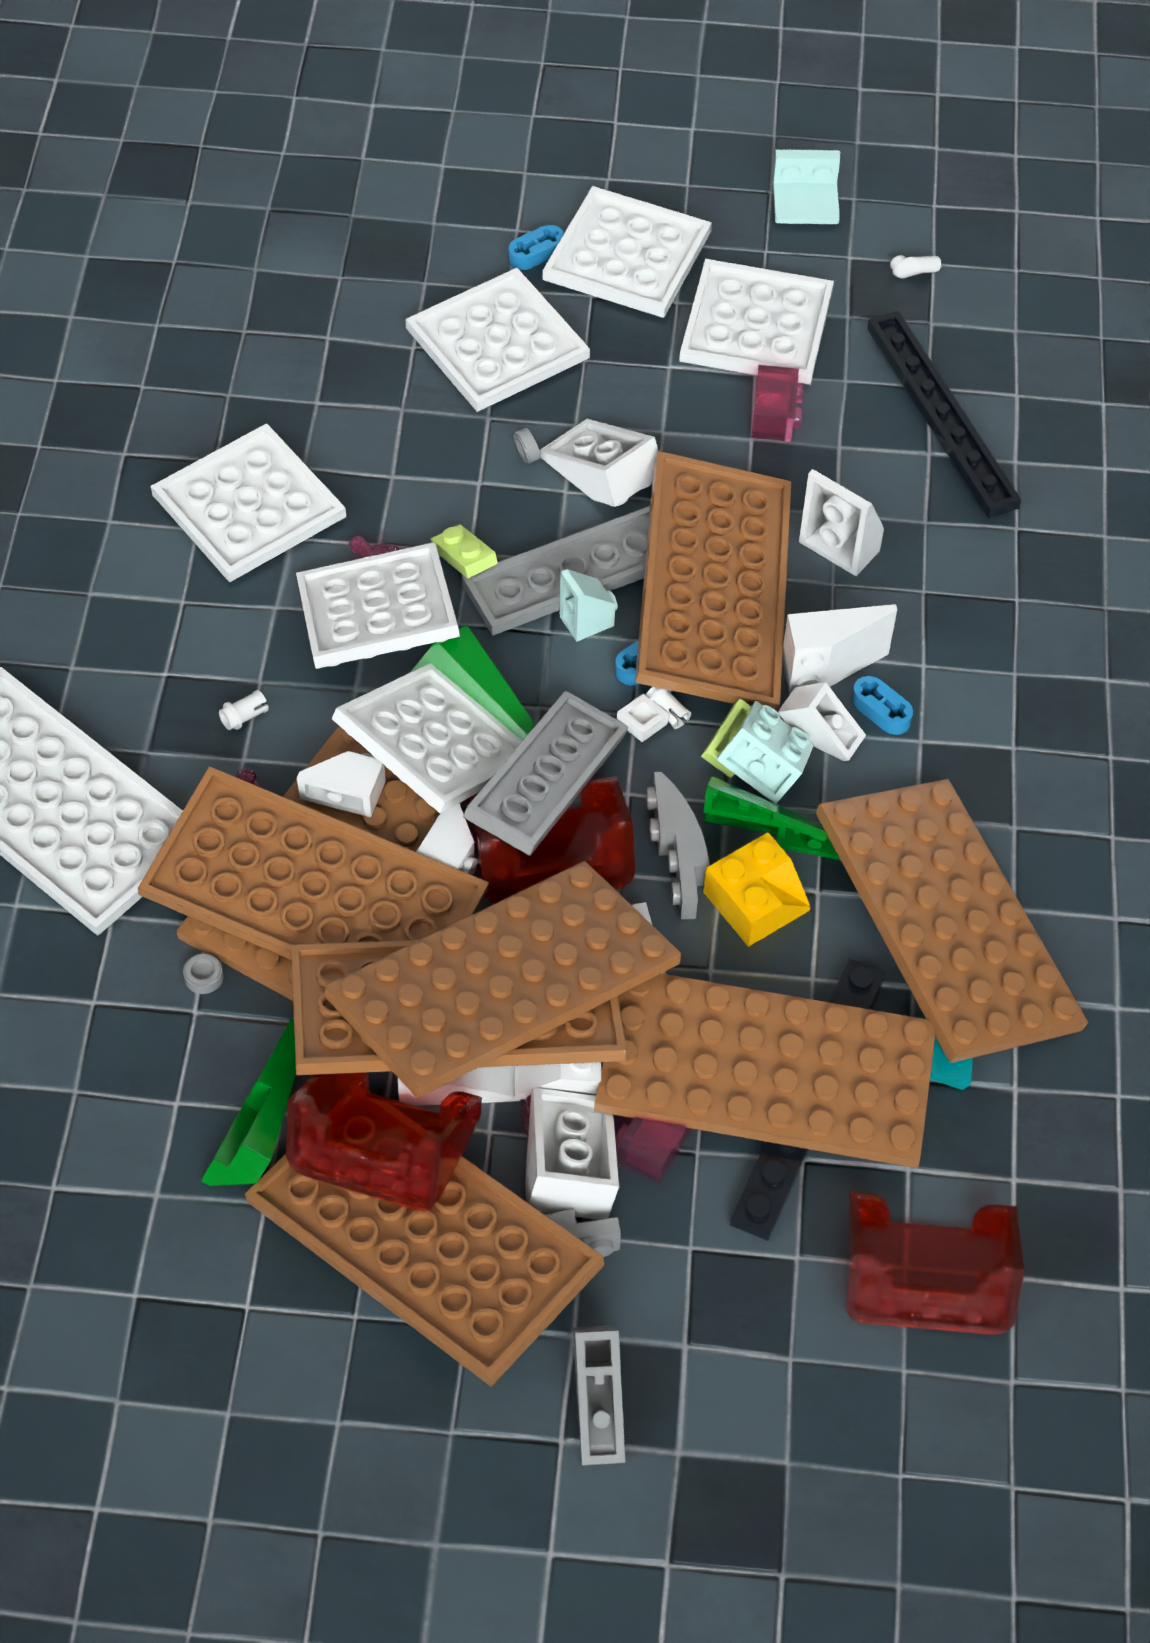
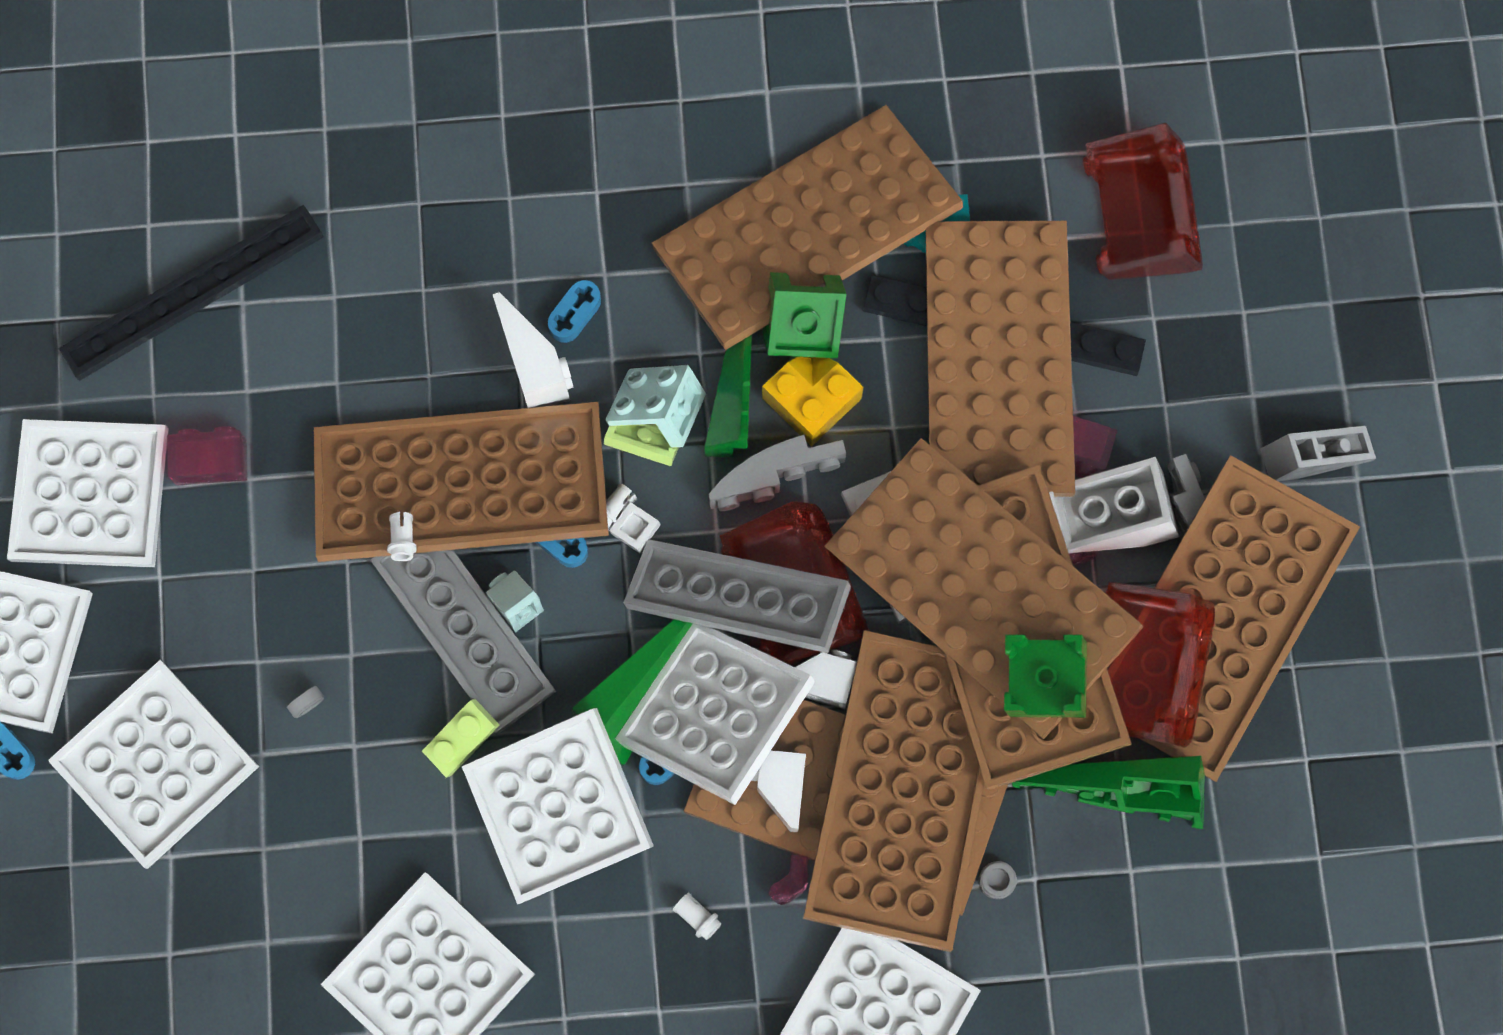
camera: 100 degrees left, 20 degrees up
(364, 549) = (475, 832): clear pink arm -> none
(380, 987) = (1046, 677): none -> green panel
(603, 460) = (312, 621): white slope -> none
(661, 509) = (402, 543): none -> white pin
(823, 719) = (609, 362): white slope -> none
(834, 878) = (805, 318): none -> panel
(839, 524) = (377, 366): white slope -> none

